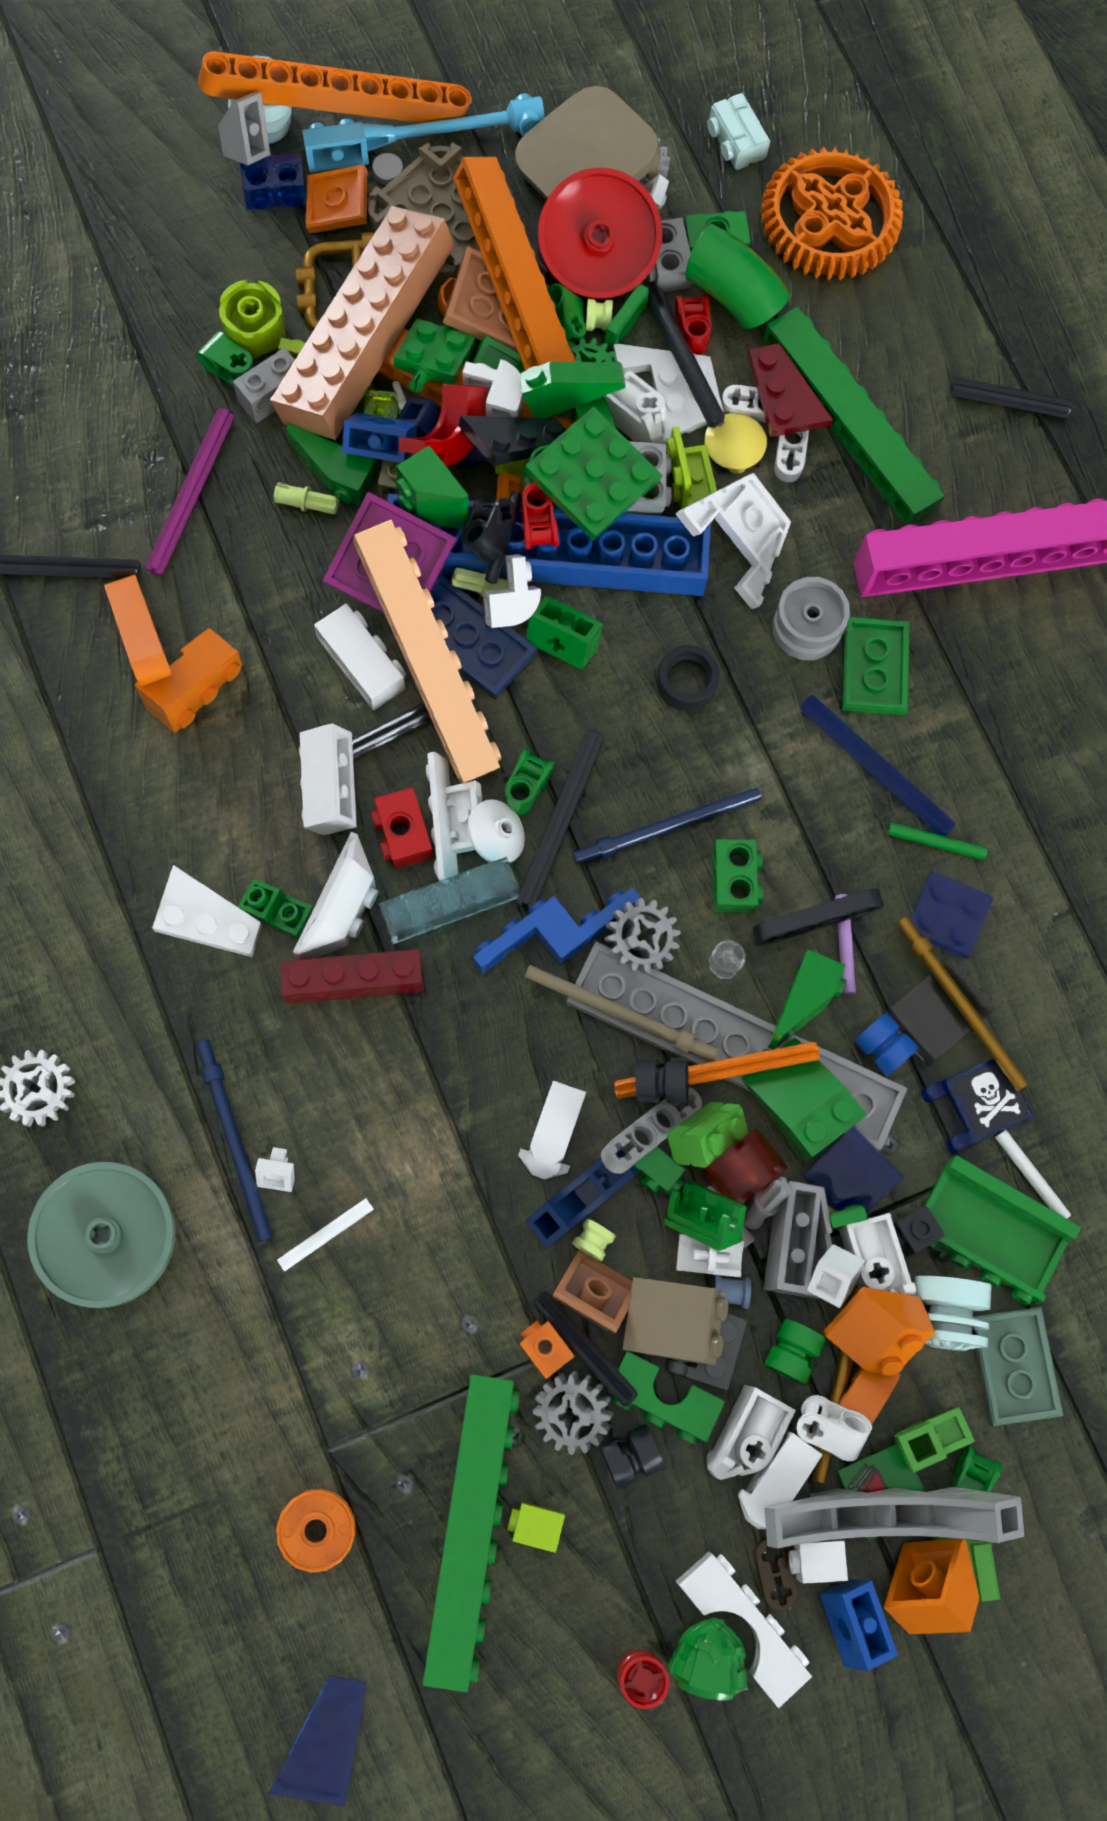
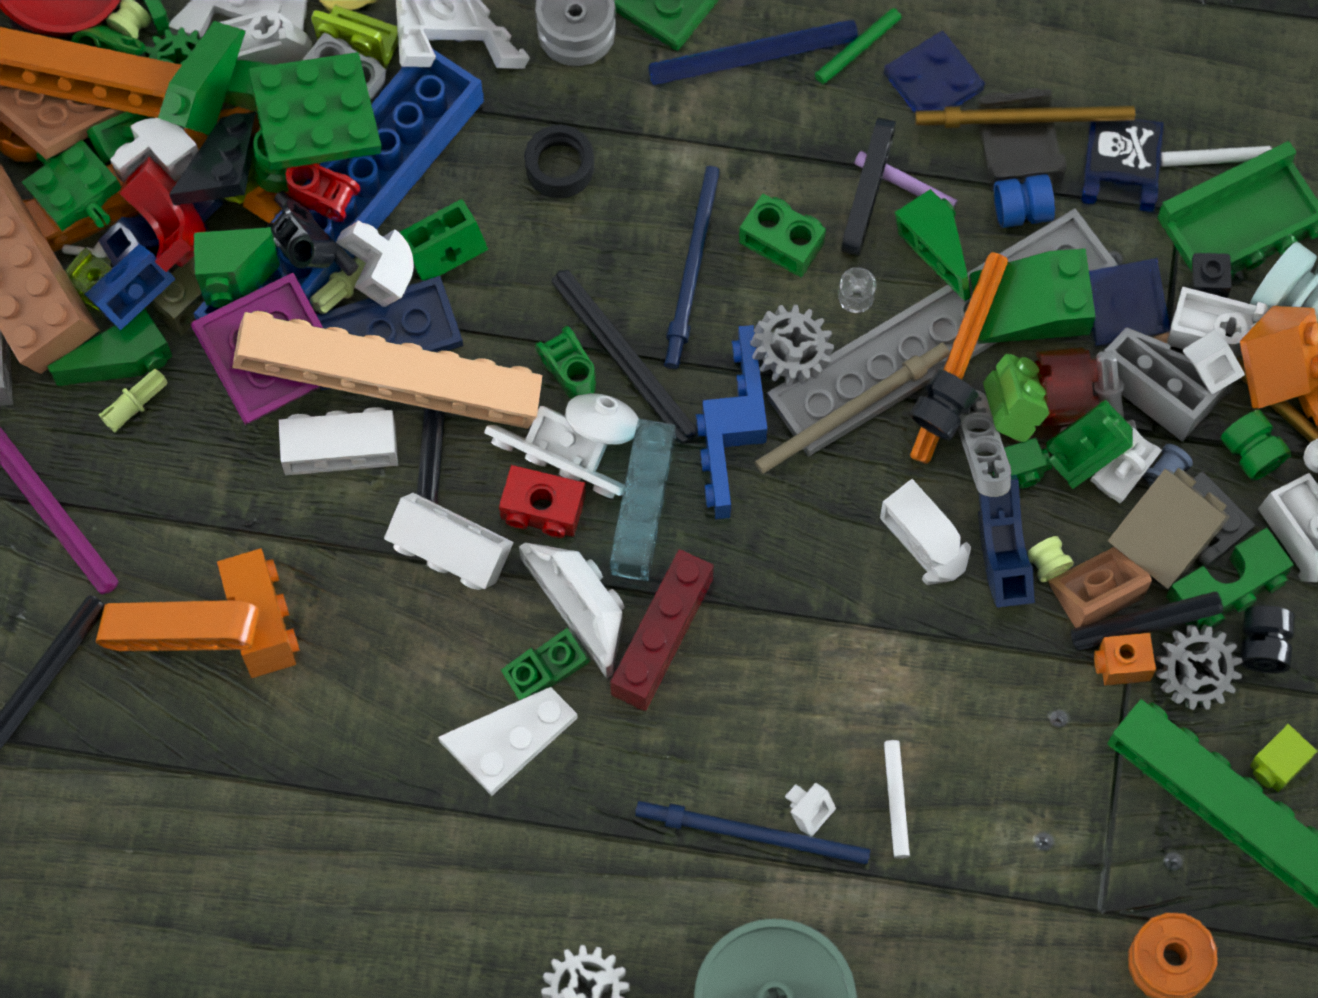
camera: 50 degrees left, 5 degrees down
(849, 1215) = (1163, 322): green tile -> none

